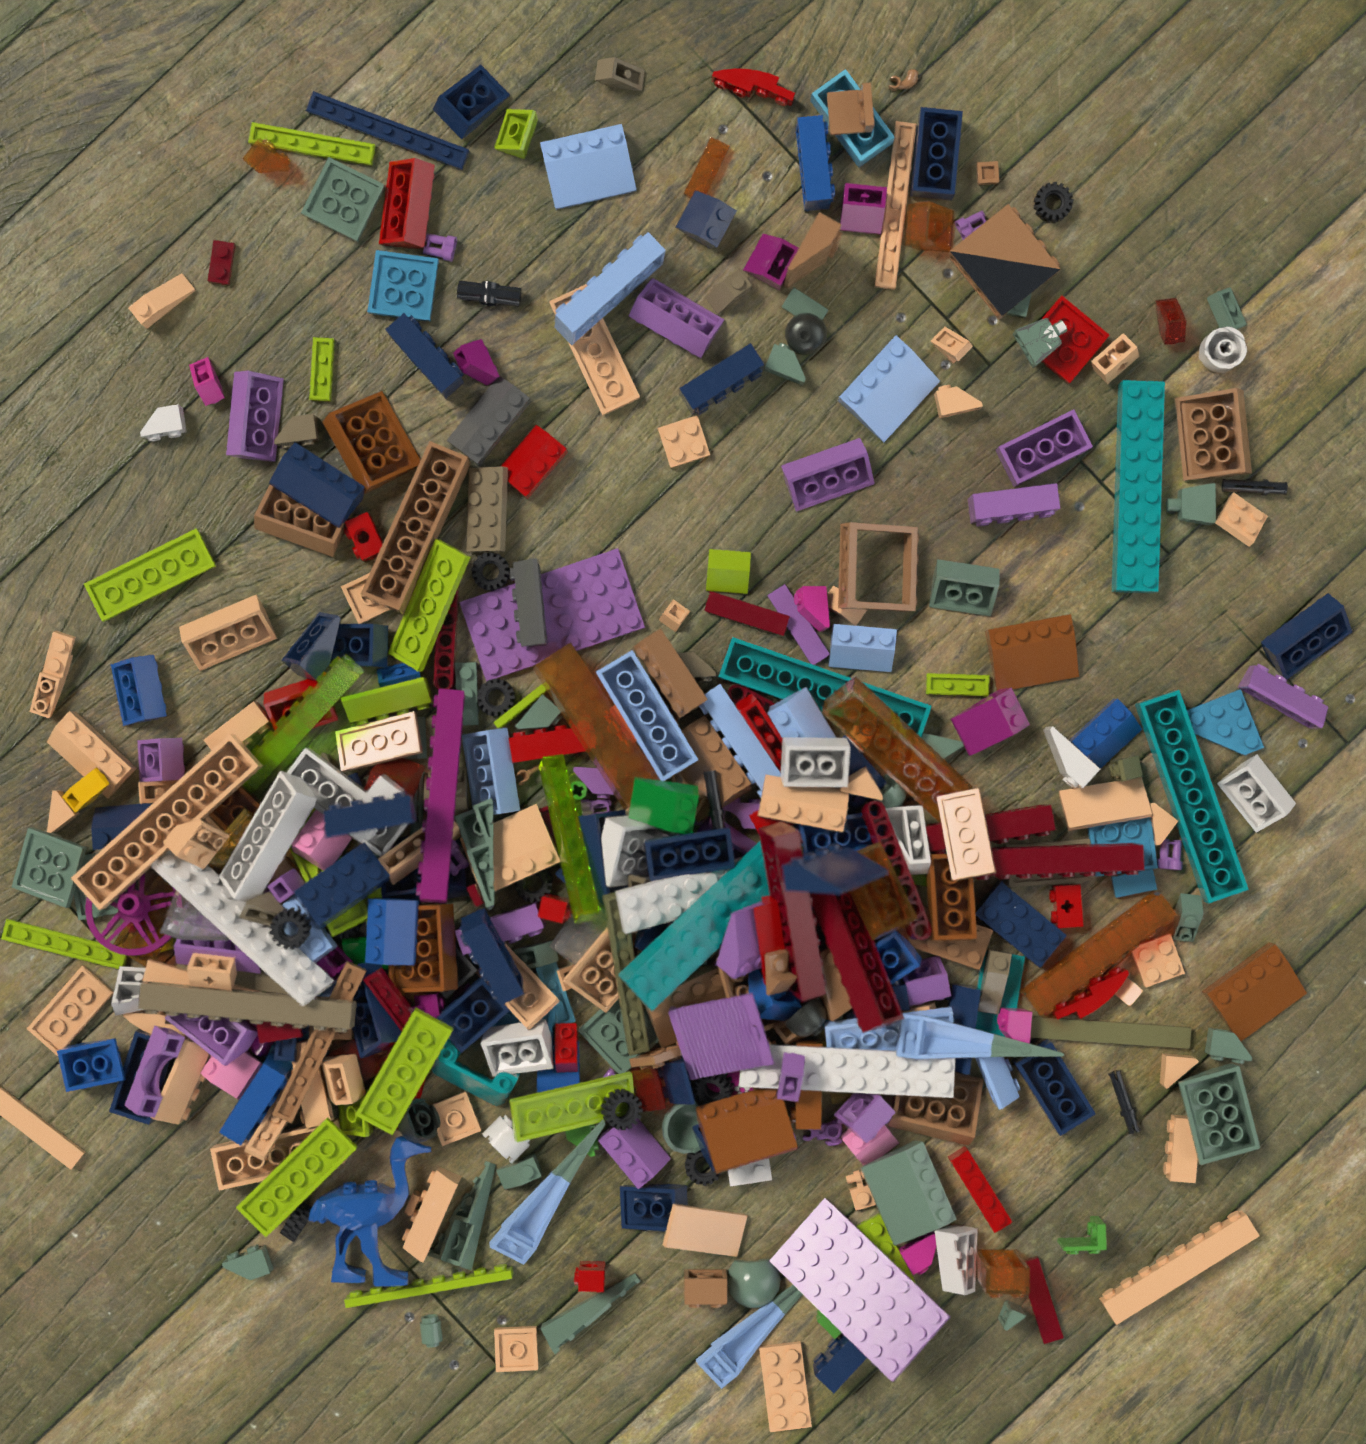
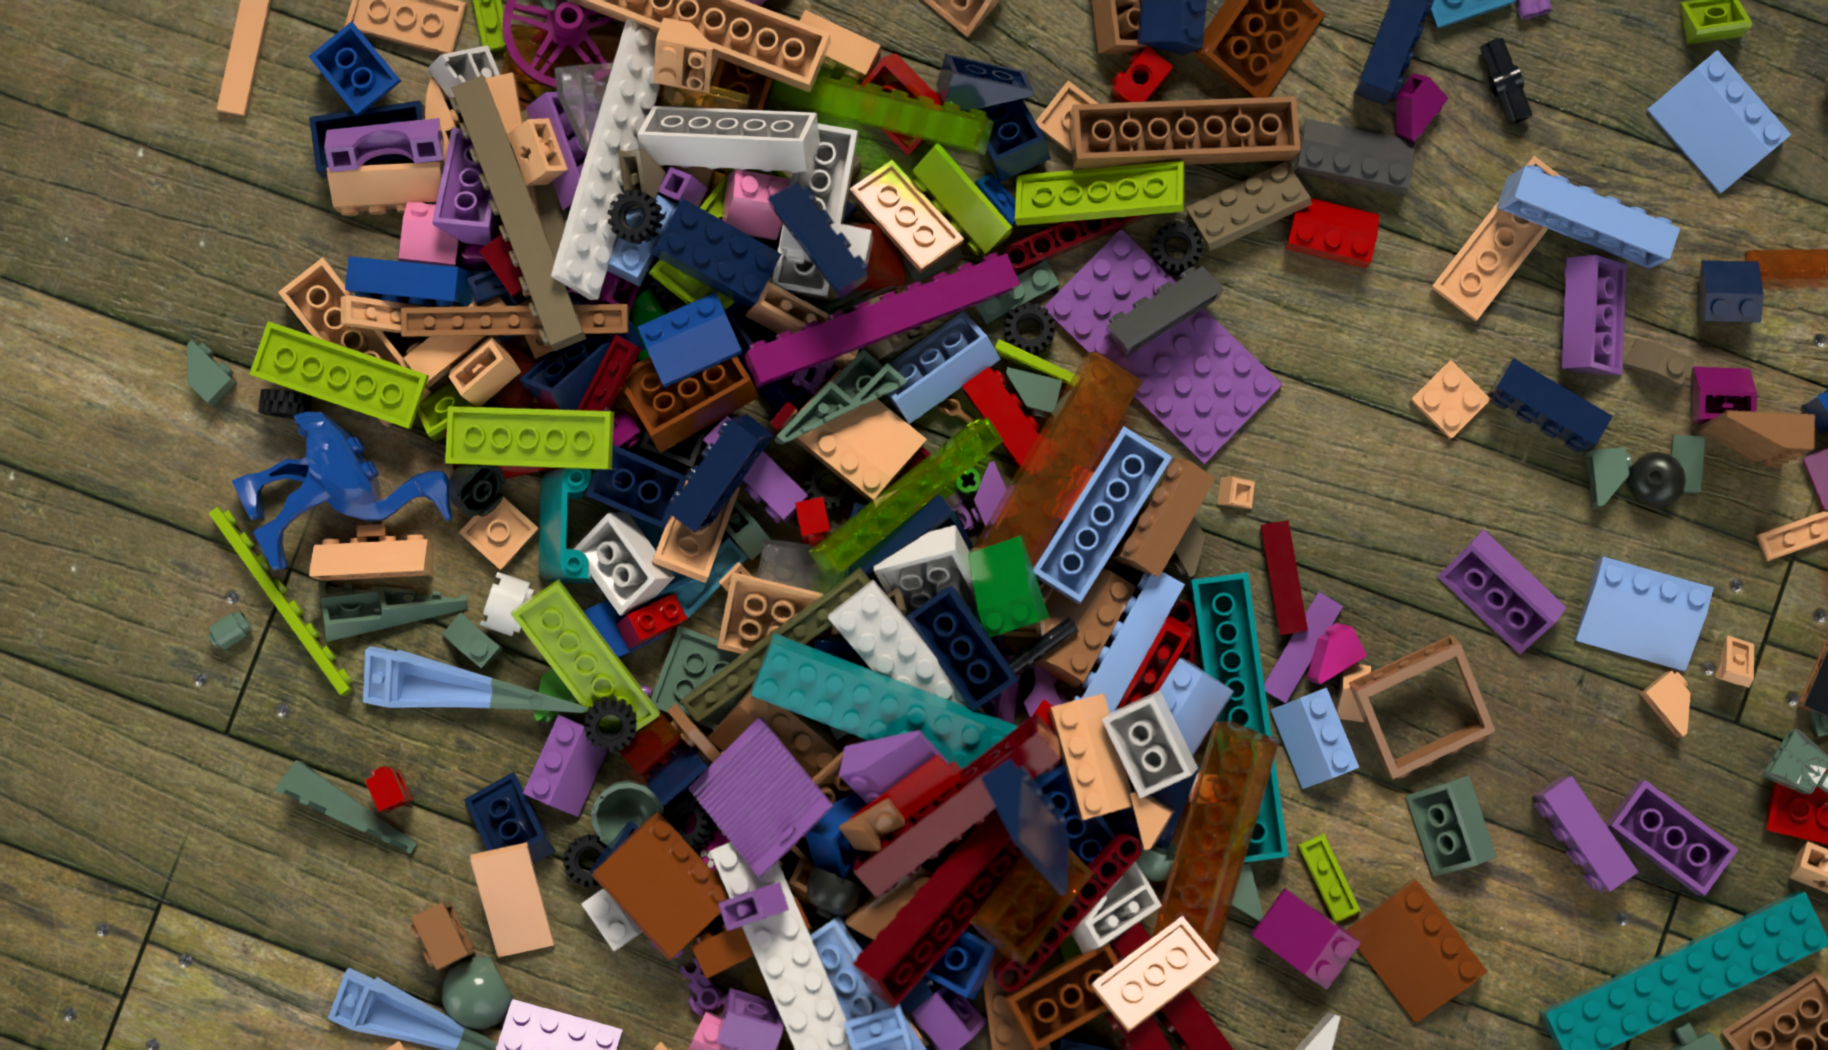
camera: 70 degrees right, 5 degrees down
(516, 1348) = (256, 744): light nougat plate -> none
(728, 571) = (1322, 530): lime slope -> none

